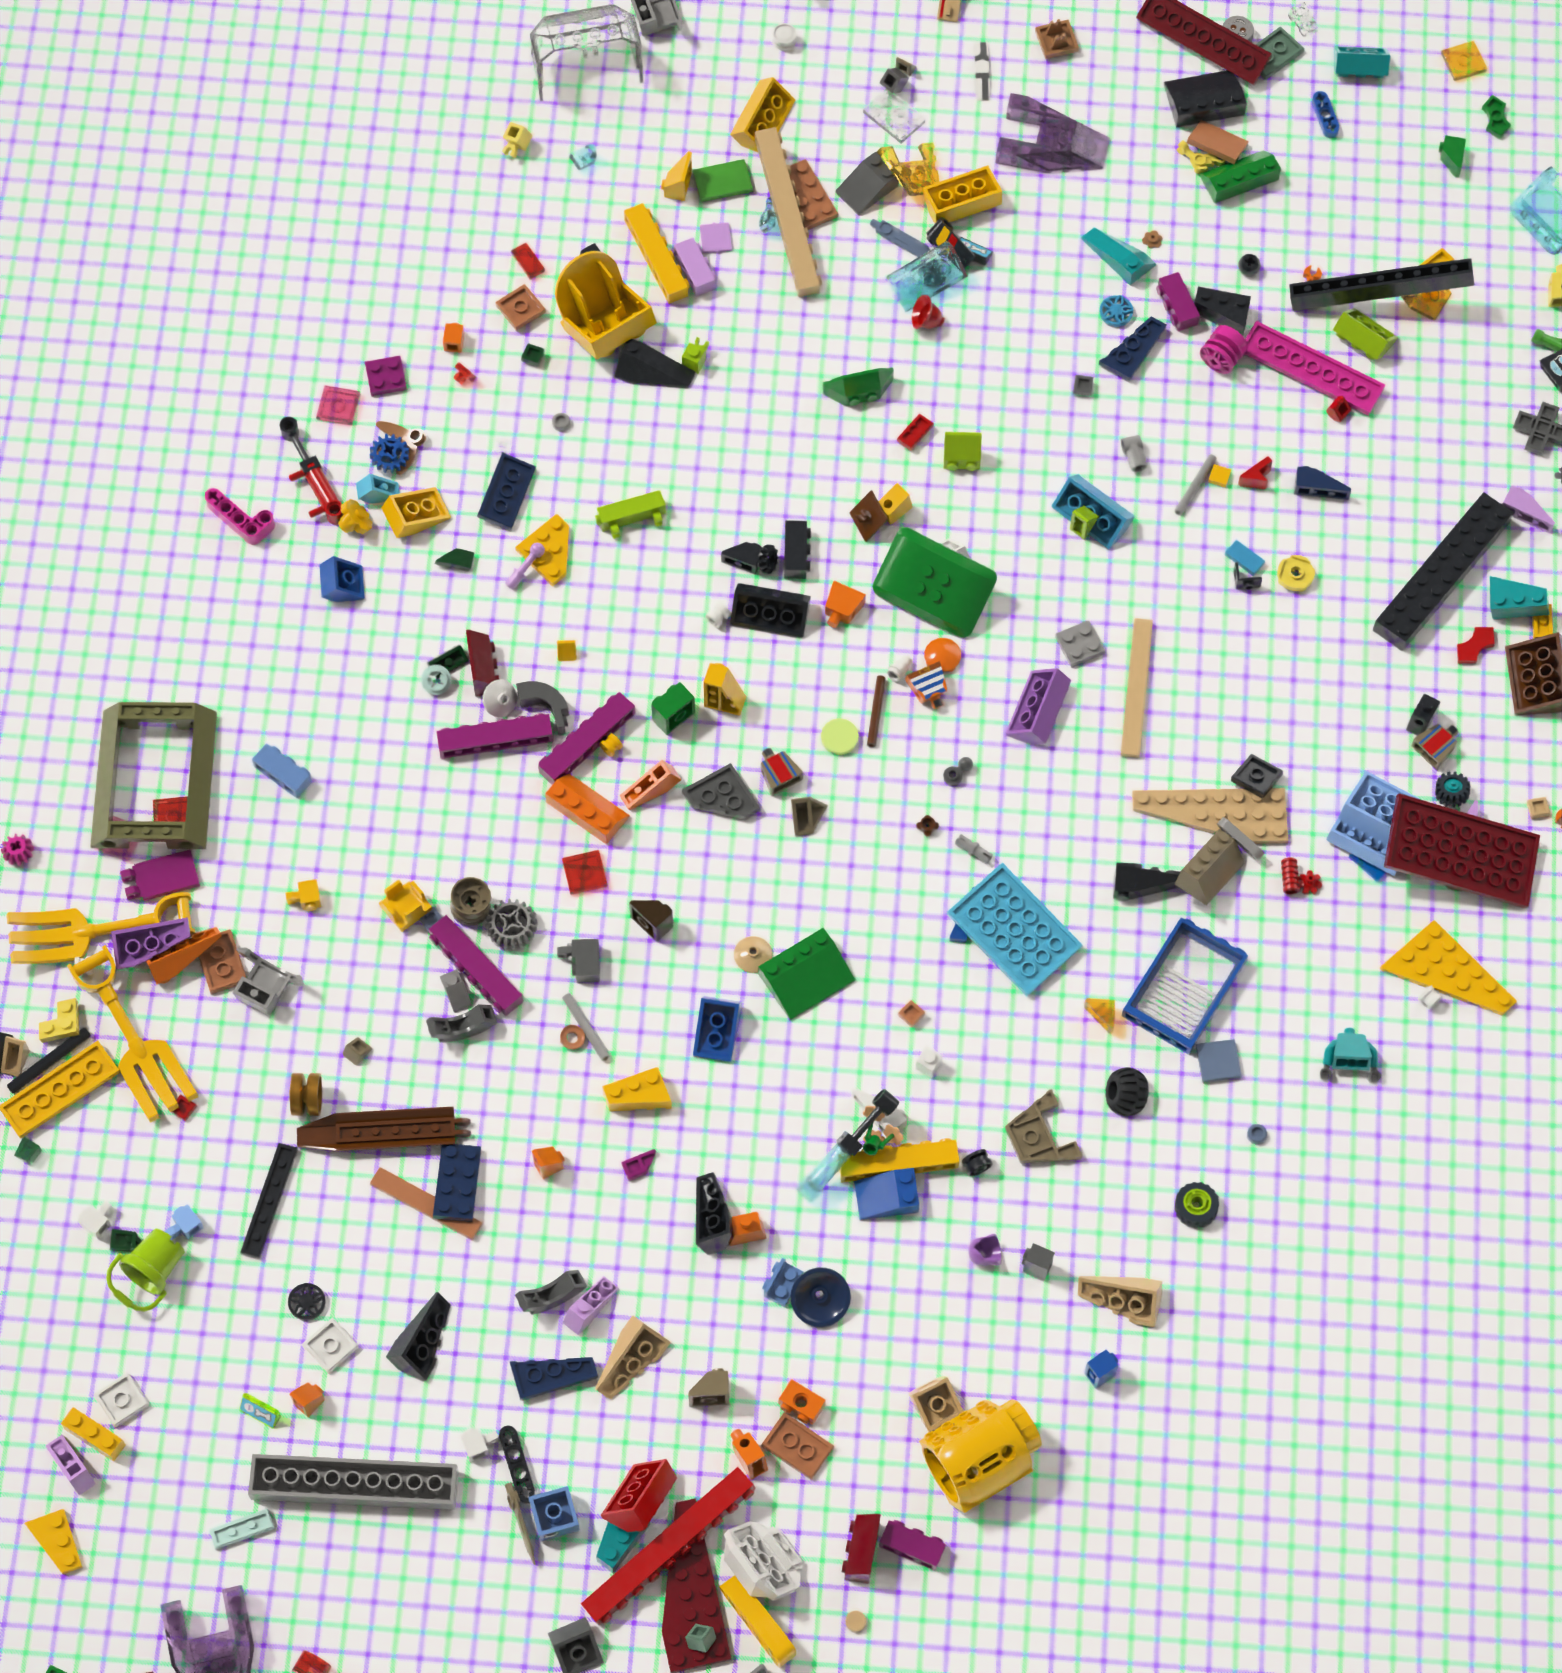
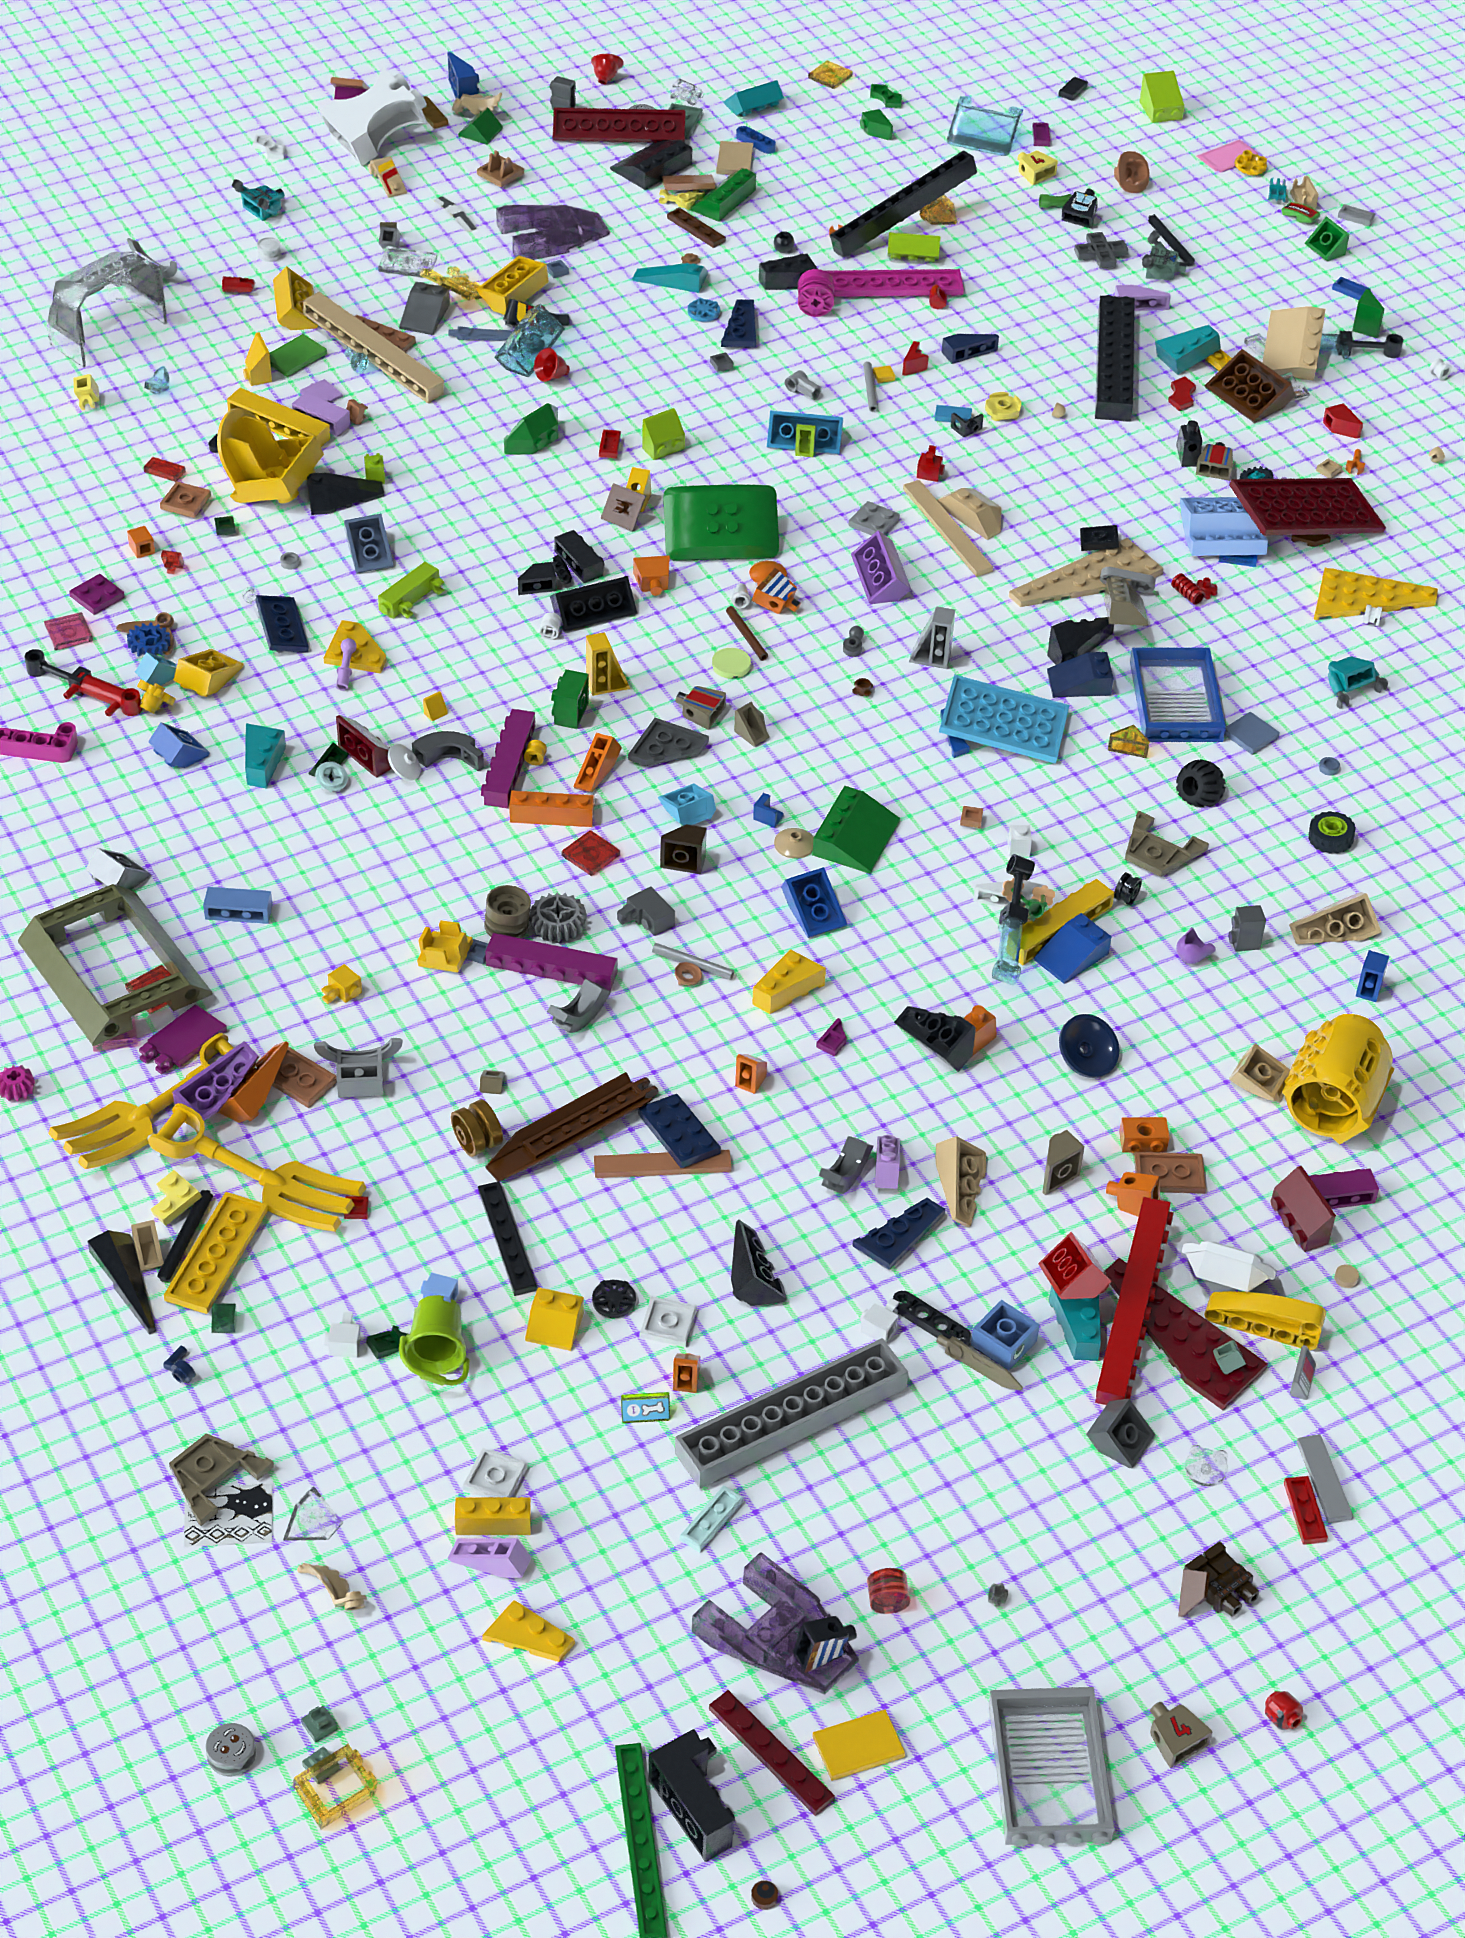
camera: 35 degrees left, 20 degrees down
(216, 683) = (116, 868): none -> slope
(249, 1296) = (554, 1319): none -> yellow slope
(397, 626) = (262, 753): none -> teal wedge
(455, 990) = (547, 990): light grey slope -> none
(457, 558) = (275, 686): dark green slope -> none
(494, 735) = (421, 792): magenta brick -> none
(632, 442) = (368, 543): none -> sand blue slope
(691, 869) = (689, 804): none -> medium azure slope
(726, 279) = (356, 411): none -> nougat tile
(728, 68) = (237, 284): none -> red hinge
(751, 912) = (764, 813): none -> blue panel
(780, 1284) = (1042, 1059): medium blue bracket -> none
(973, 848) = (916, 685): light grey pin -> none
(1016, 817) = (935, 641): none -> light grey wedge
(1022, 190) = (557, 269): none -> sand blue tile
(1118, 919) = (1082, 676): none -> dark blue slope
(1172, 611) = (930, 465): none -> red brick
(1174, 681) = (974, 511): none -> tan wedge
(1178, 301) = (749, 283): magenta brick -> none
(1186, 201) = (696, 227): none -> reddish brown tile
(1287, 129) = (733, 157): none -> tan tile
(1342, 606) = (1059, 410): none -> tan hinge

